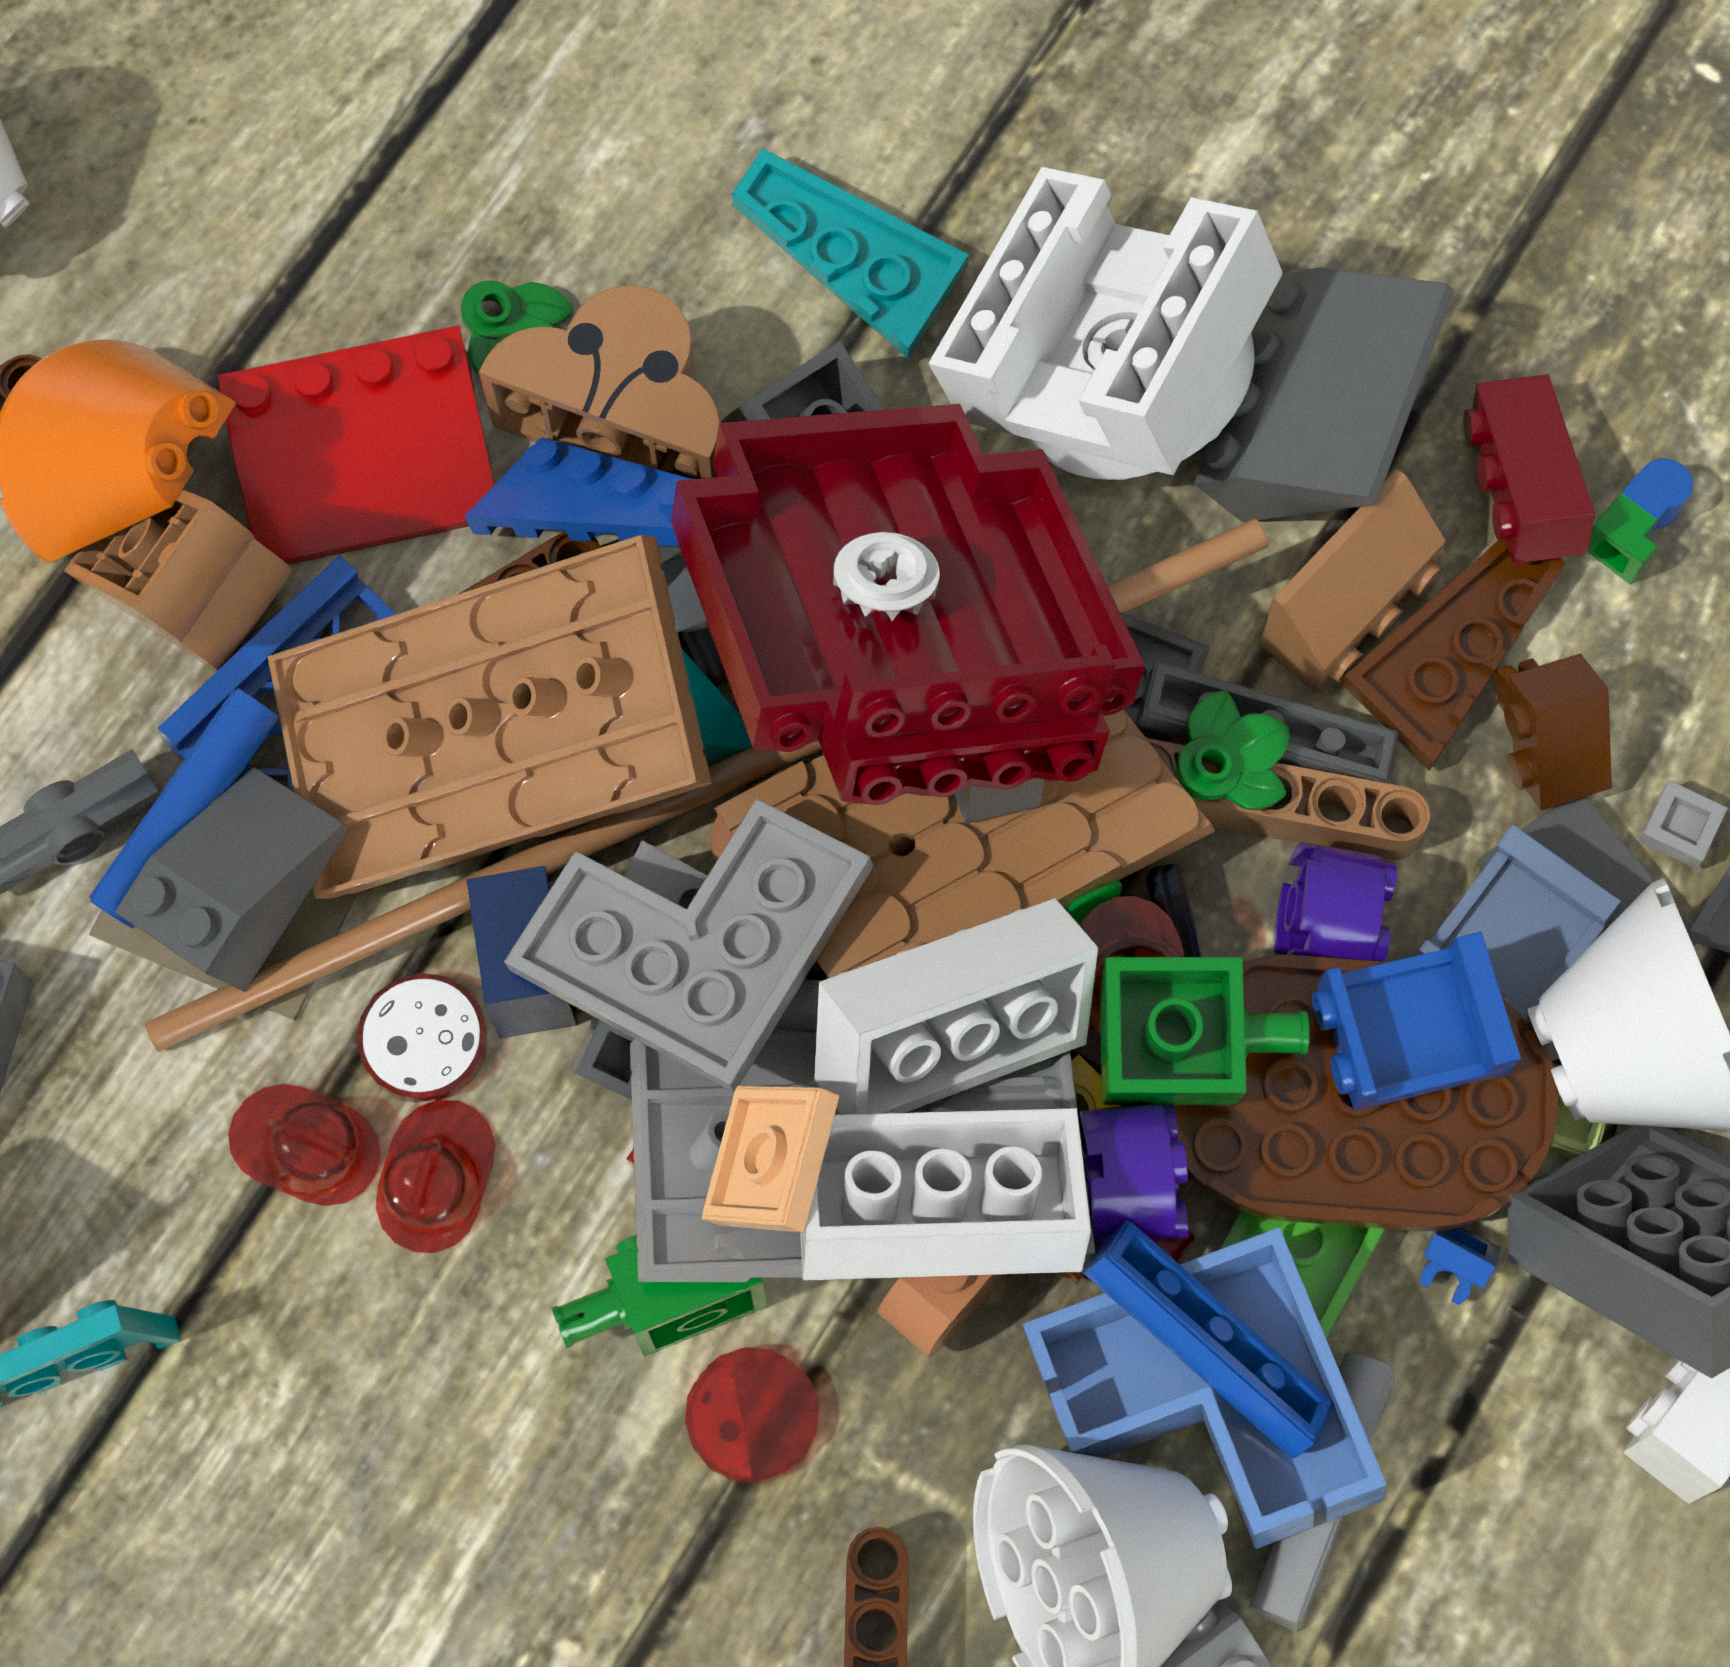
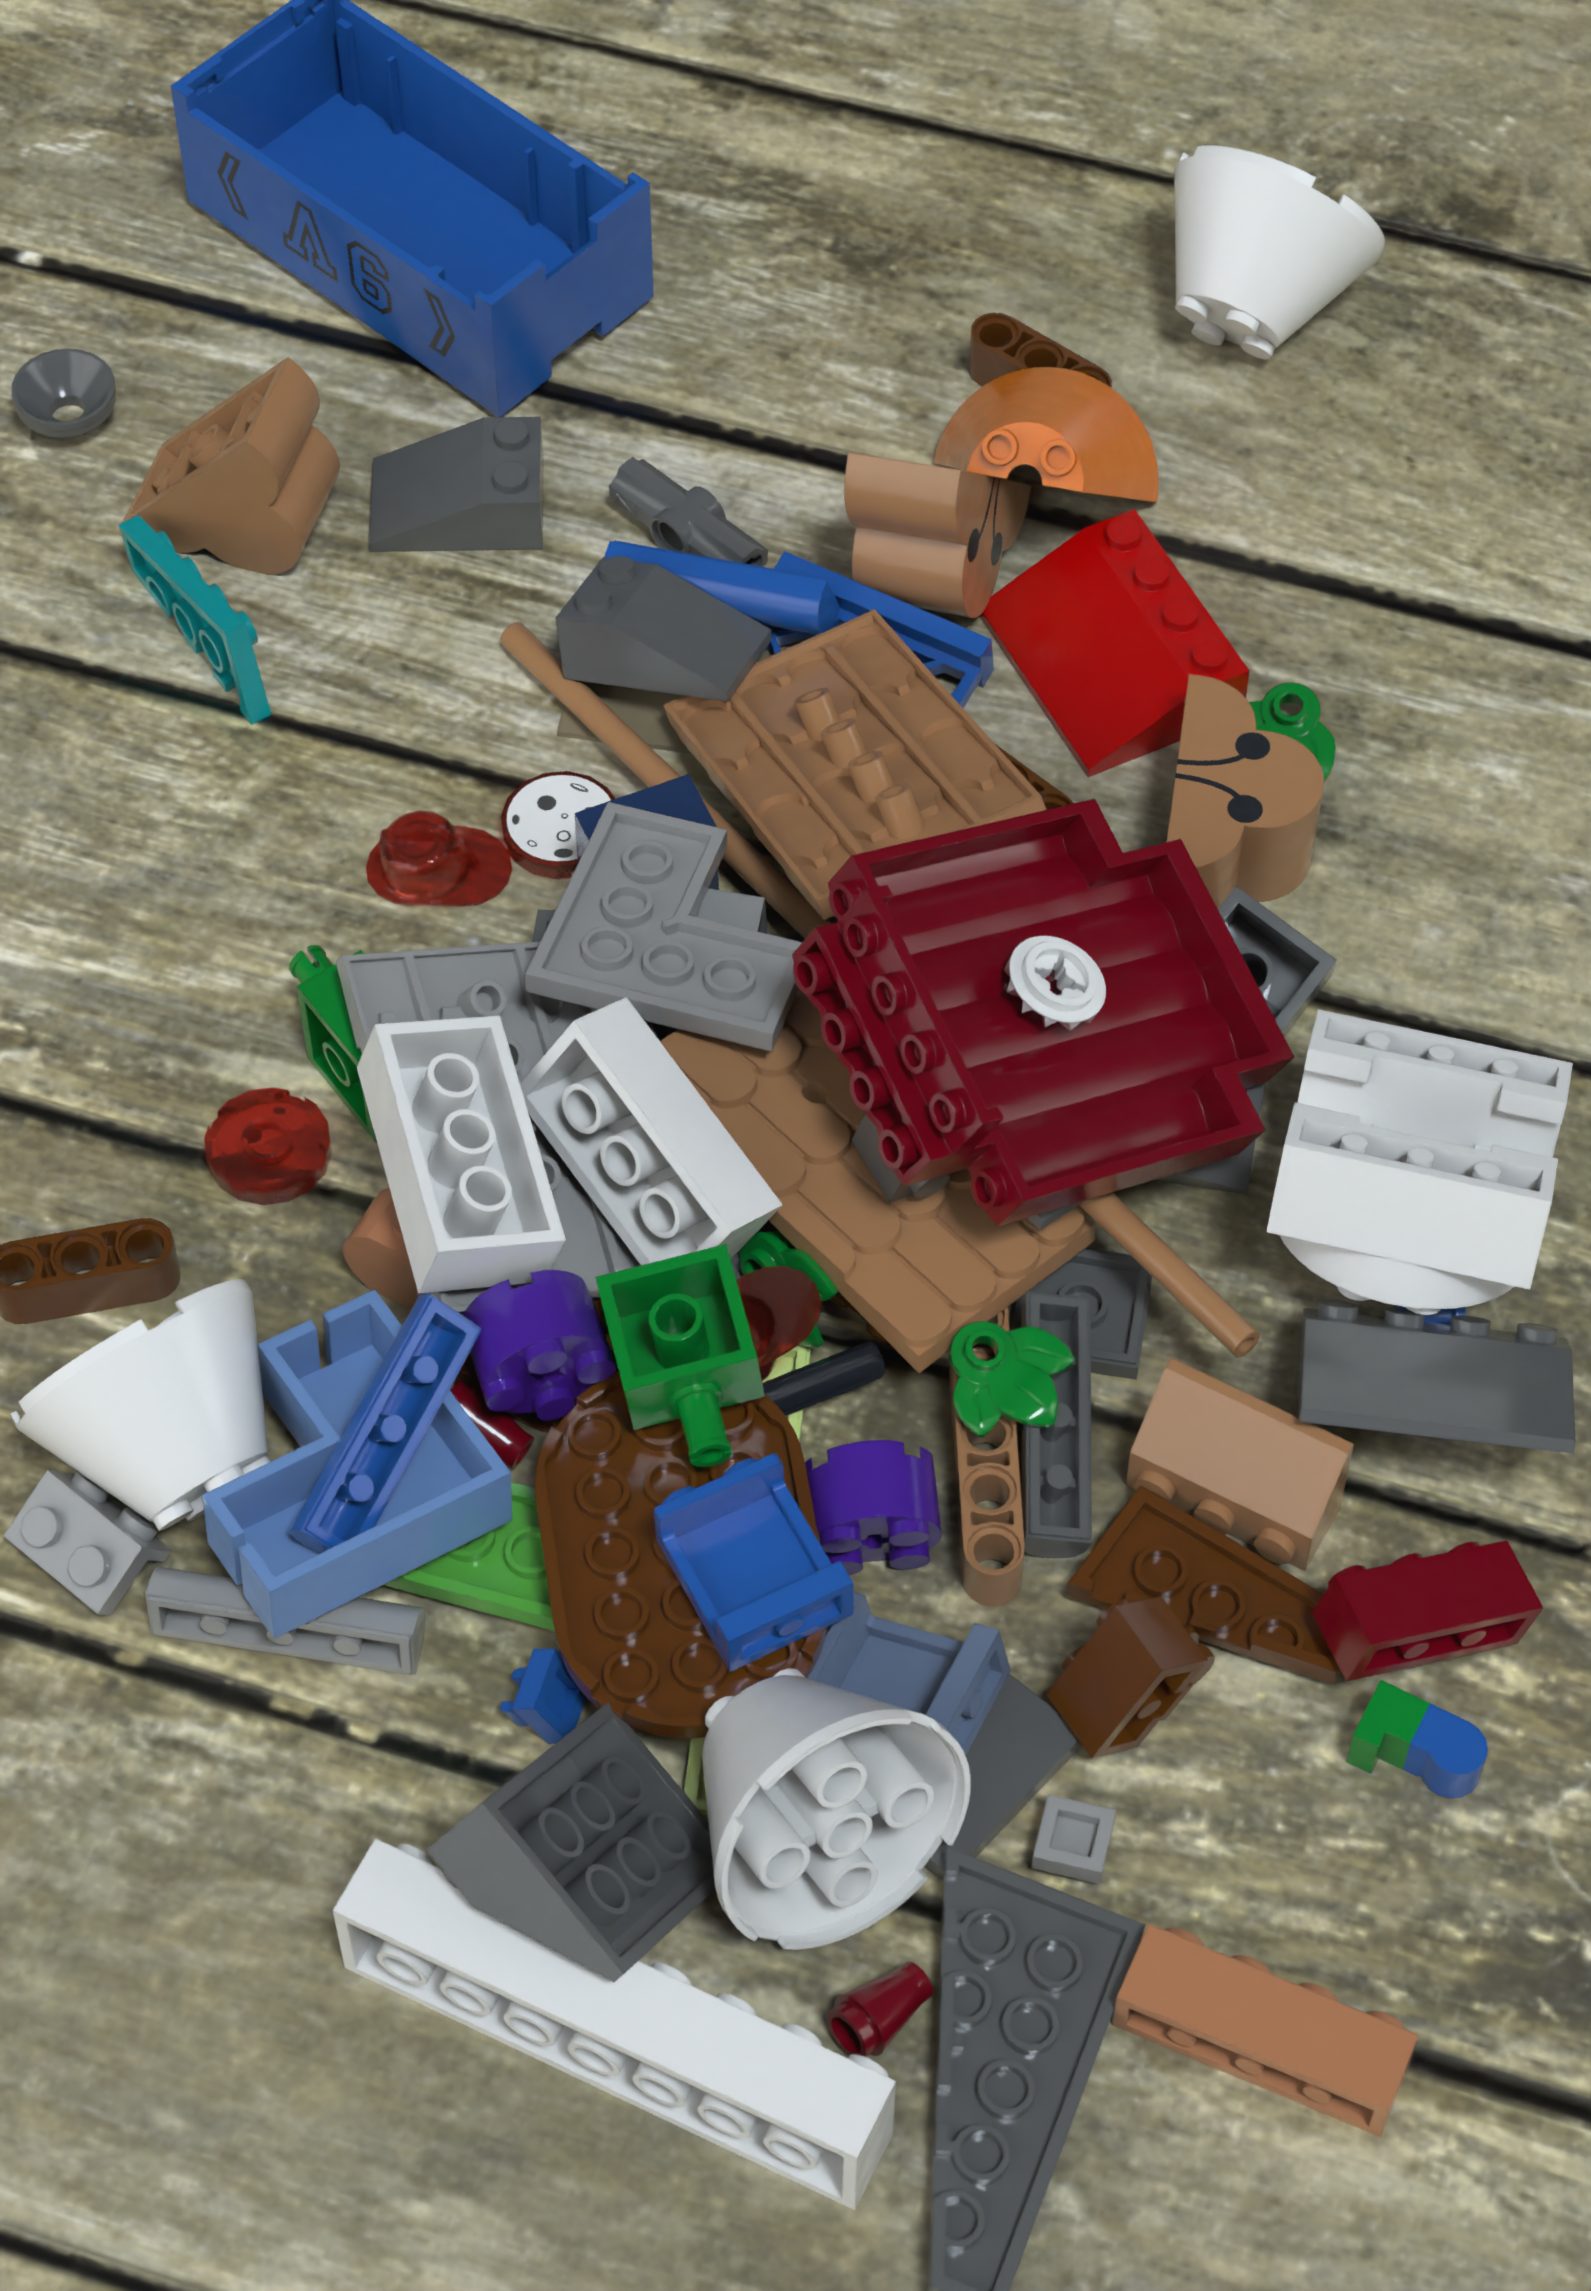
camera: 75 degrees right, 15 degrees down
(304, 1144) = (444, 765): clear red piece -> none
(579, 494) = (1125, 788): blue wing -> none
(770, 1158) = (455, 1002): light nougat tile -> none
(860, 253) = (1476, 965): teal wing -> none

